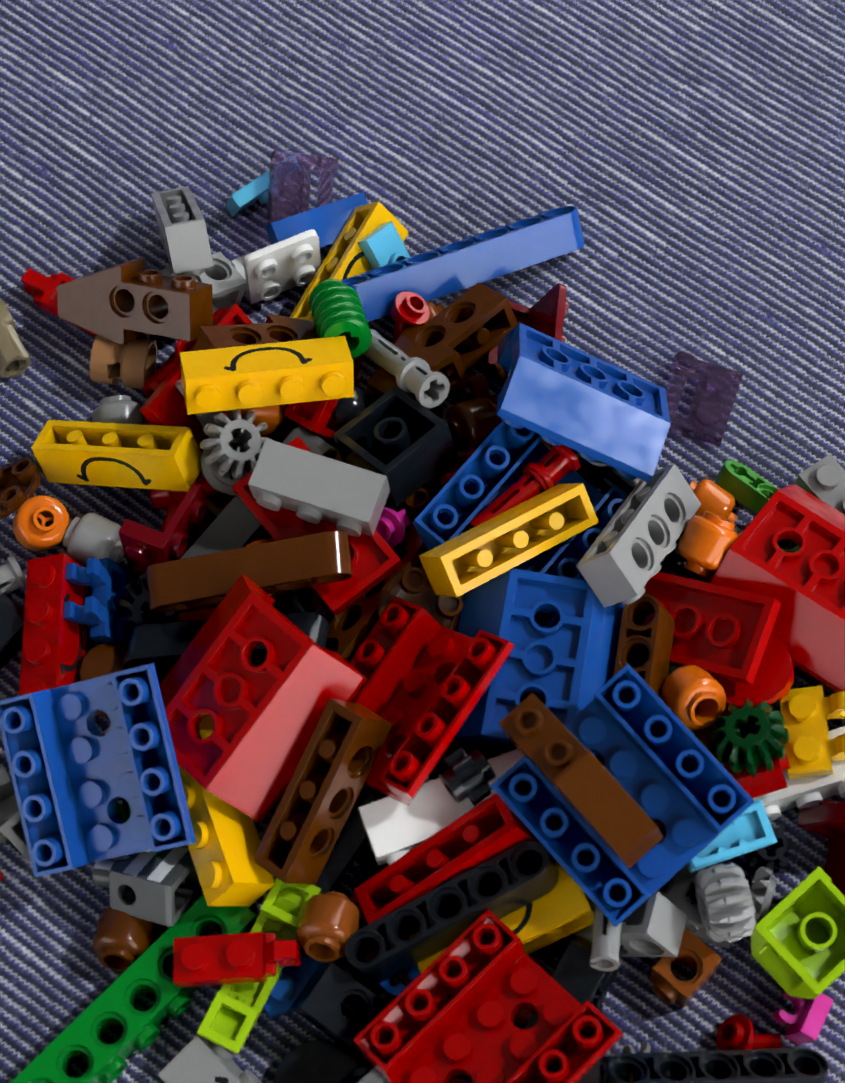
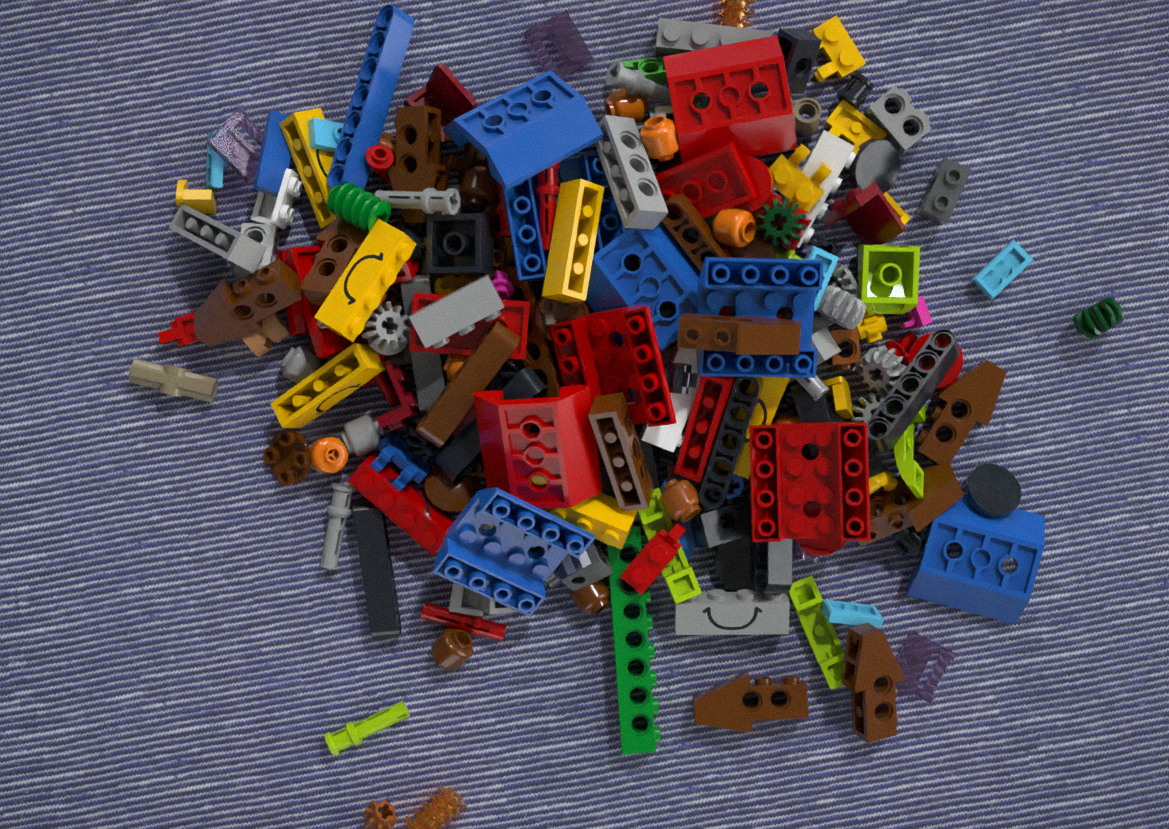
camera: 50 degrees left, 25 degrees up
(209, 199) = (199, 200): none -> yellow tile
(628, 1010) = (840, 390): none -> yellow tile
(703, 1026) = (881, 369): none -> light grey gear
(738, 481) = (636, 83): none -> light grey pin
(739, 977) = (872, 327): none -> yellow gear

